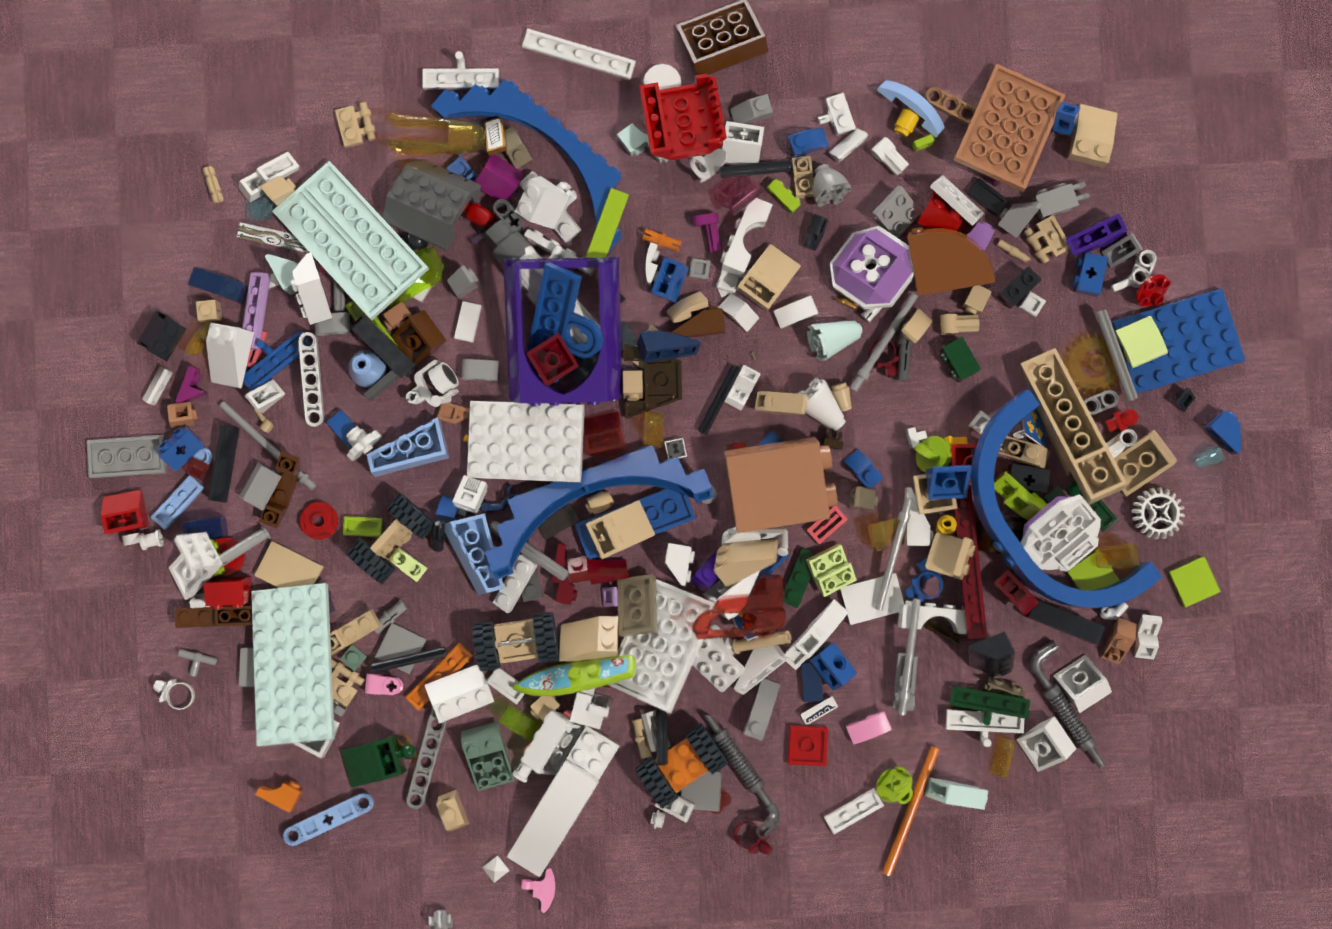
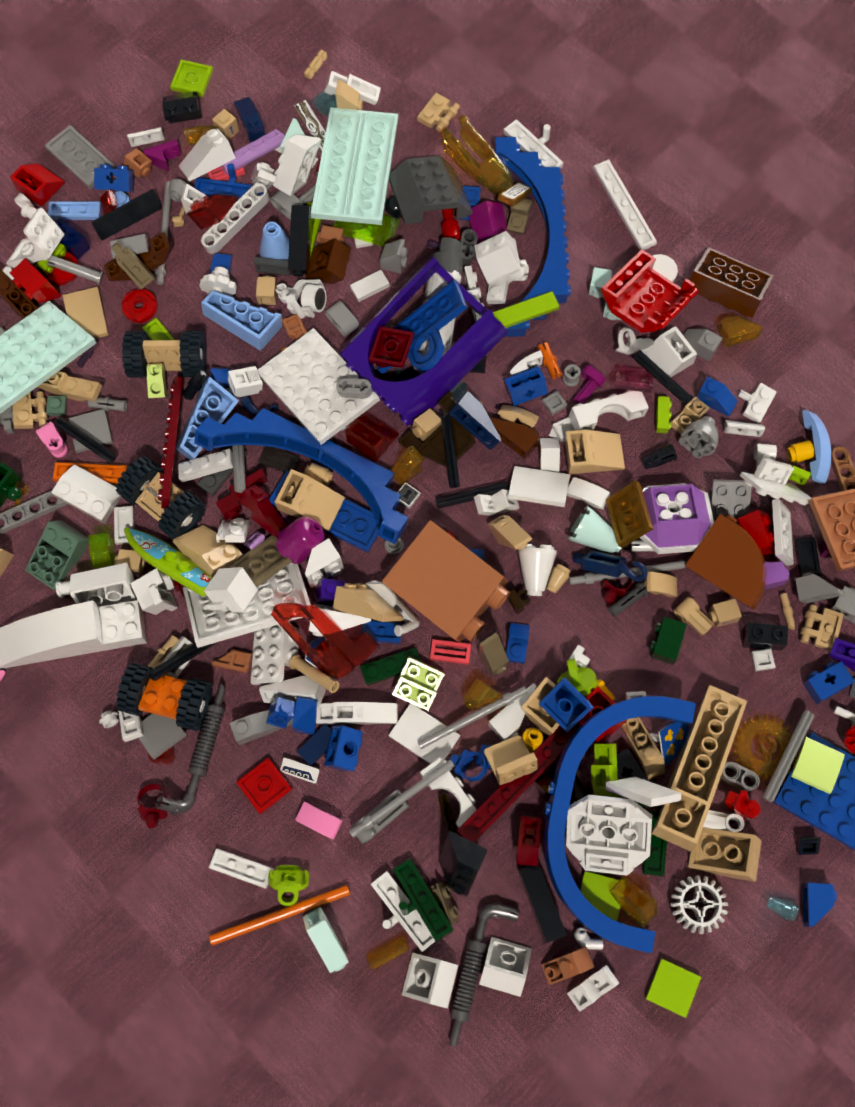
camera: 50 degrees right, 15 degrees down
(130, 299) = (191, 77): none -> lime tile
(238, 403) = (176, 189): none -> light grey cone
(283, 499) = (132, 265): none -> dark tan hinge
(288, 393) = (211, 209): none -> clear red slope
(293, 324) = (263, 174): none -> white slope
(399, 408) = (266, 290): none -> tan brick
(481, 600) = (170, 447): none -> dark red plate
(557, 414) = (353, 389): none -> light grey beam
(591, 607) = (233, 531): none -> white plate
(646, 564) = (299, 539): none -> magenta cylinder
(646, 651) = (230, 589): none -> white plate
(673, 387) = (450, 451): none -> black axle
(690, 229) = (568, 380): none -> light grey bush
(693, 689) = (235, 661): none -> nougat tile
(759, 344) = (539, 486): none -> white tile
(767, 73) = (737, 330): none -> clear yellow slope
(768, 690) = (281, 712): none -> blue brick
(785, 673) = (305, 716): none -> blue slope
(845, 301) = (629, 514): none -> pearl gold plate
(869, 351) = (608, 565): none -> dark blue piece
(919, 171) = (771, 479): none -> white bracket
(1059, 486) = (643, 791): none -> white tile

